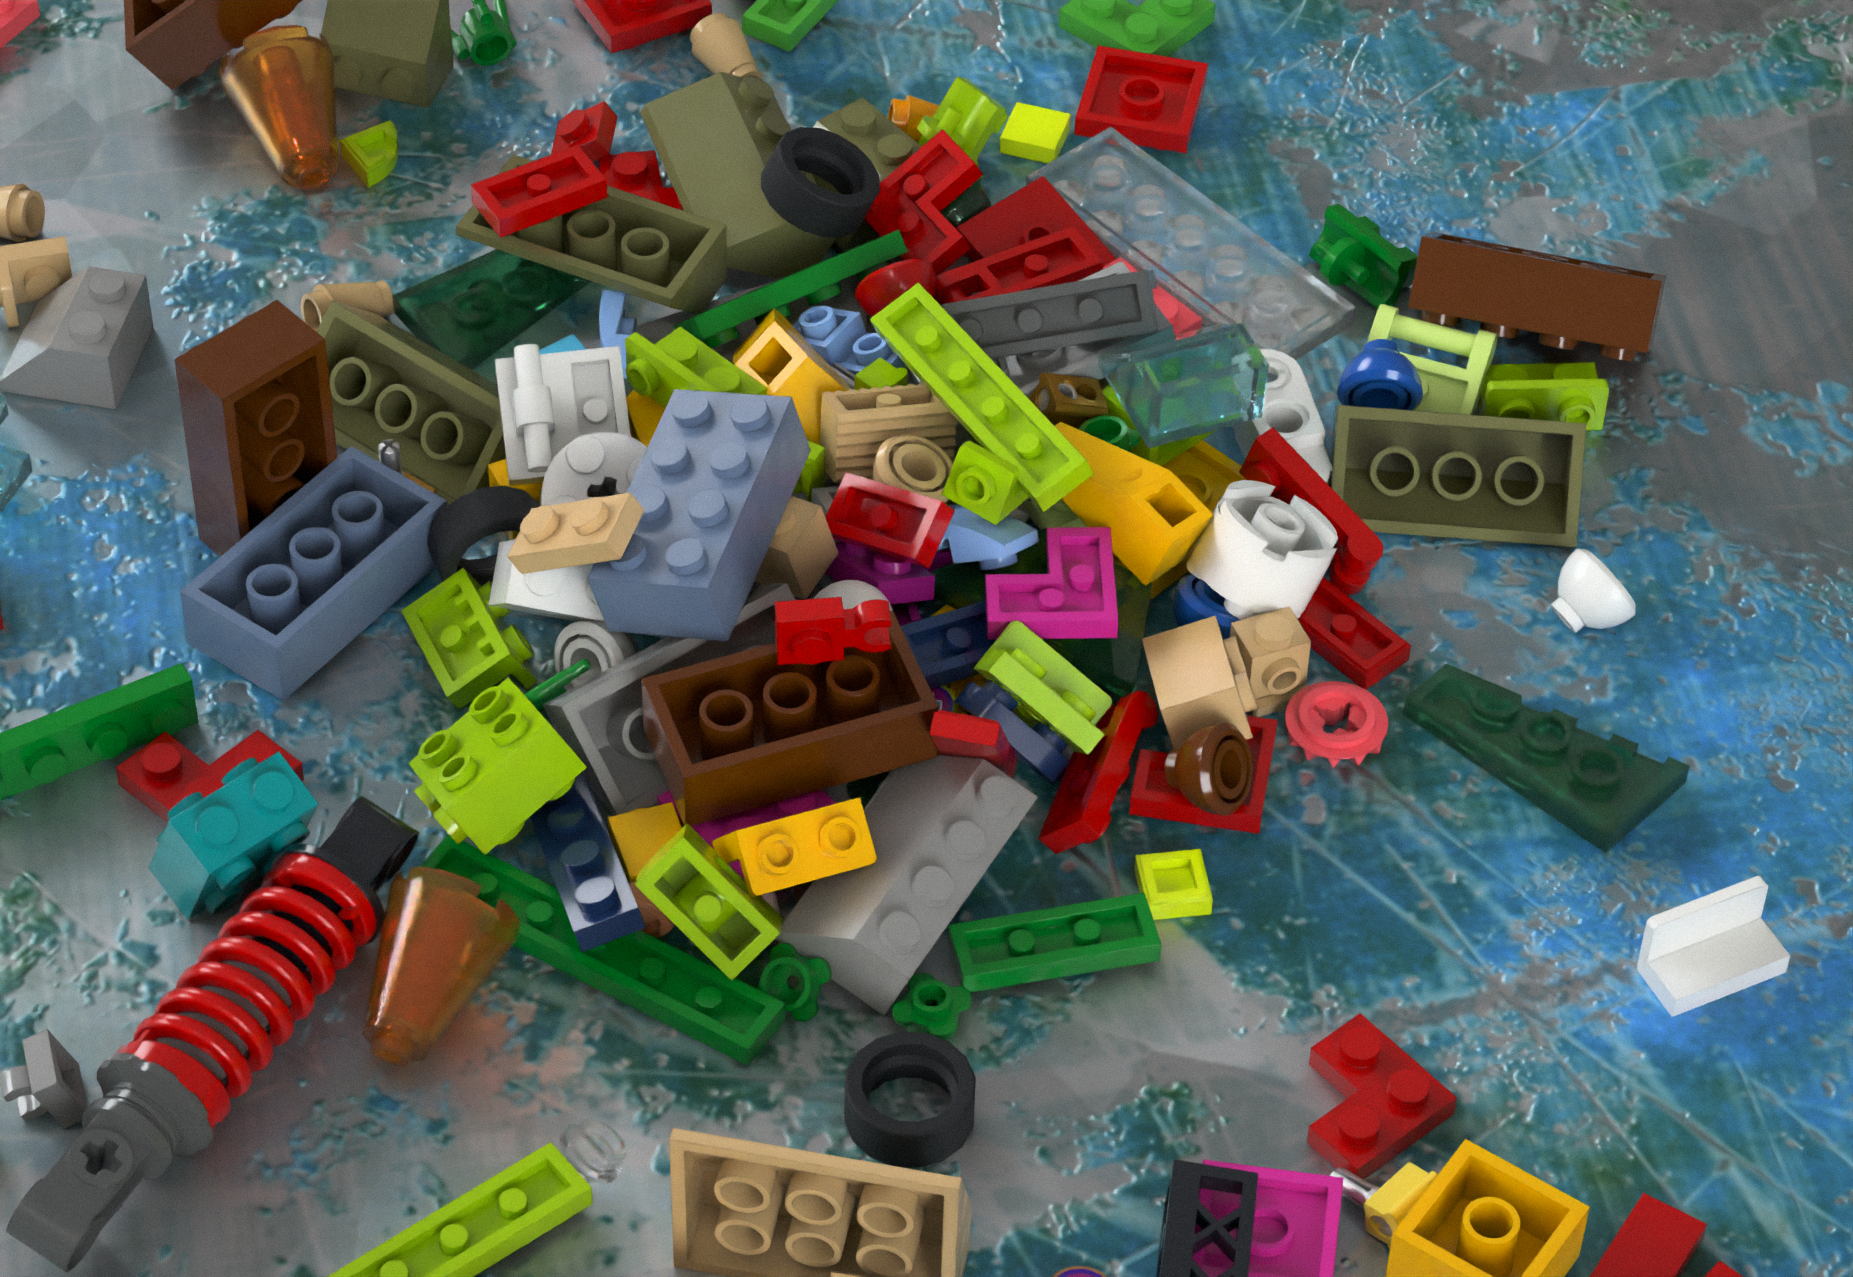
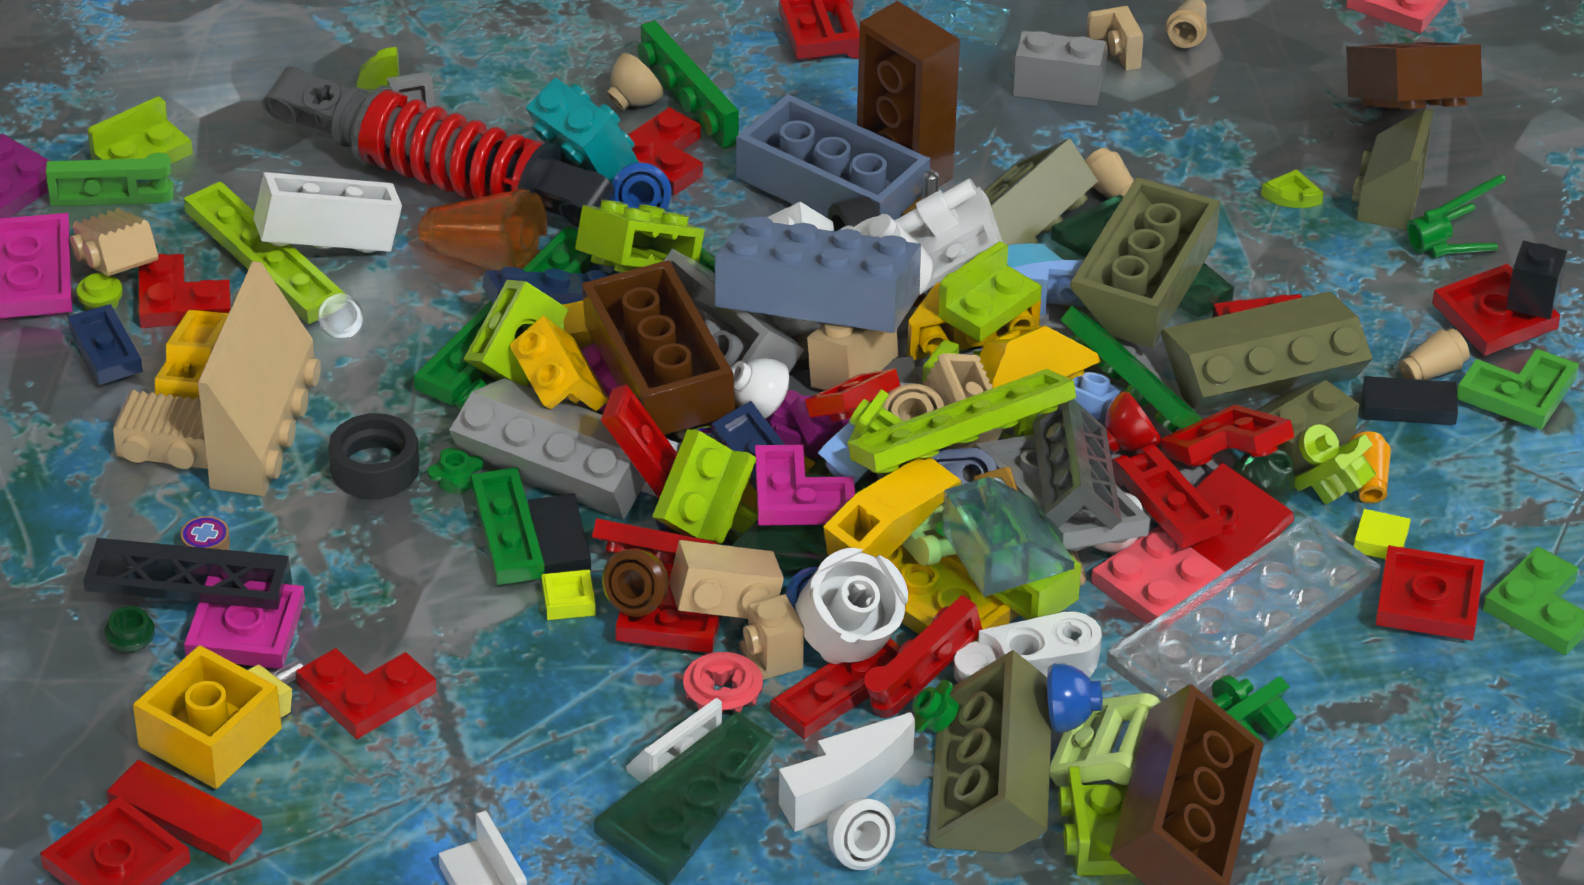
camera: 90 degrees right, 5 degrees down
(59, 804) = (633, 83): none -> tan brick
(288, 101) = (1308, 131): clear orange cone -> none
(334, 784) = (642, 184): none -> blue brick
(392, 1148) = (327, 212): none -> white brick
(539, 191) = (1162, 201): red plate -> none
(575, 533) = (779, 204): tan plate -> none
(589, 129) = (1317, 280): red plate -> none
(798, 81) = (1409, 400): none -> black tile
(808, 204) = (1234, 330): black tyre -> none
(821, 629) = (689, 319): red plate -> none
(1055, 883) = (560, 533): none -> black tile
(1387, 508) = (935, 708): none -> green plate
(1451, 765) = (676, 741): none -> white slope
(1492, 602) = (845, 770): none -> white slope

